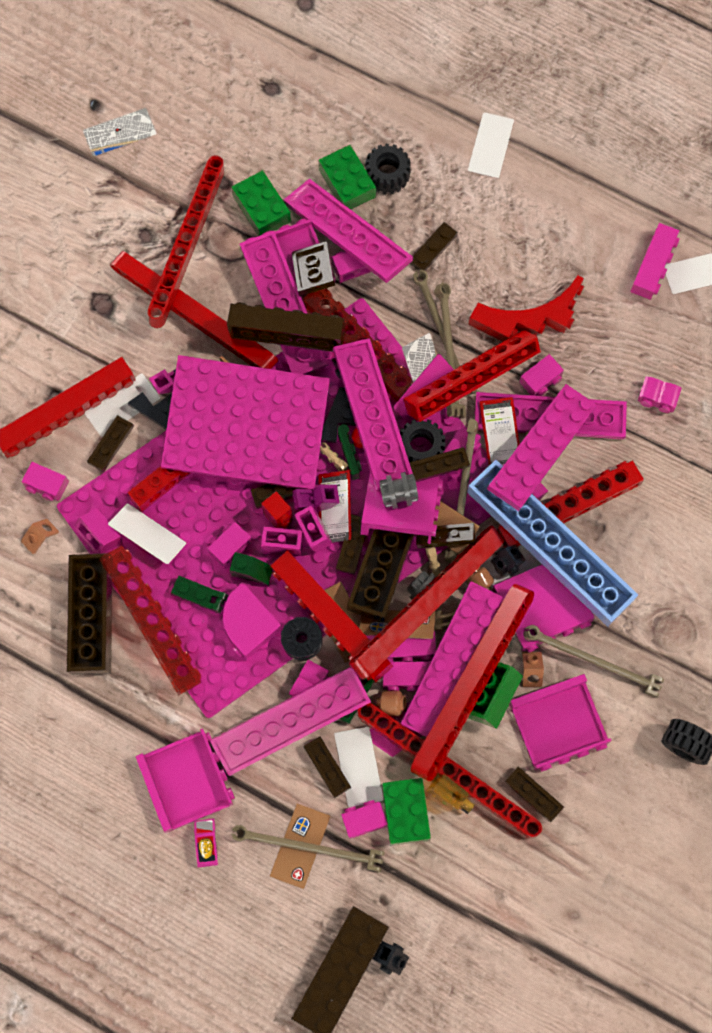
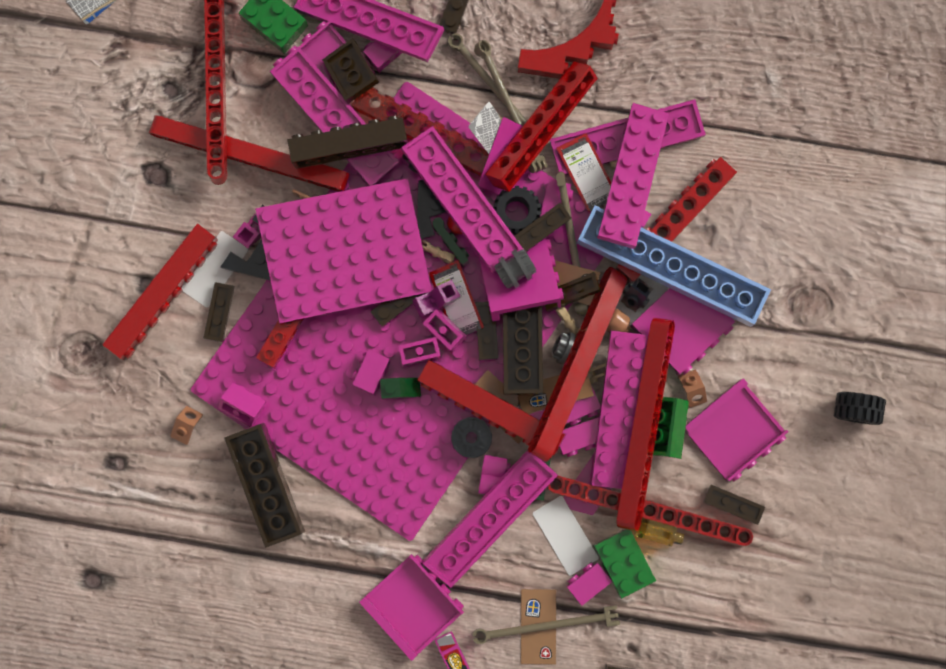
camera: 20 degrees left, 10 degrees up
(45, 481) = (171, 372): dark pink brick -> none
(123, 557) = (376, 520): clear red brick -> none
(147, 533) = (289, 389): white sticker -> none
(199, 594) = (359, 429): dark green plate -> none
(248, 622) = (415, 439): dark pink brick -> none
(277, 511) = (405, 325): red brick -> none
(327, 767) = (537, 547): dark brown plate -> none
(392, 703) = (576, 467): nougat head -> none
(542, 376) = (606, 101): dark pink brick -> none
(649, 683) = (804, 363): dark tan hinge -> none
(659, 394) = (723, 81): dark pink brick -> none

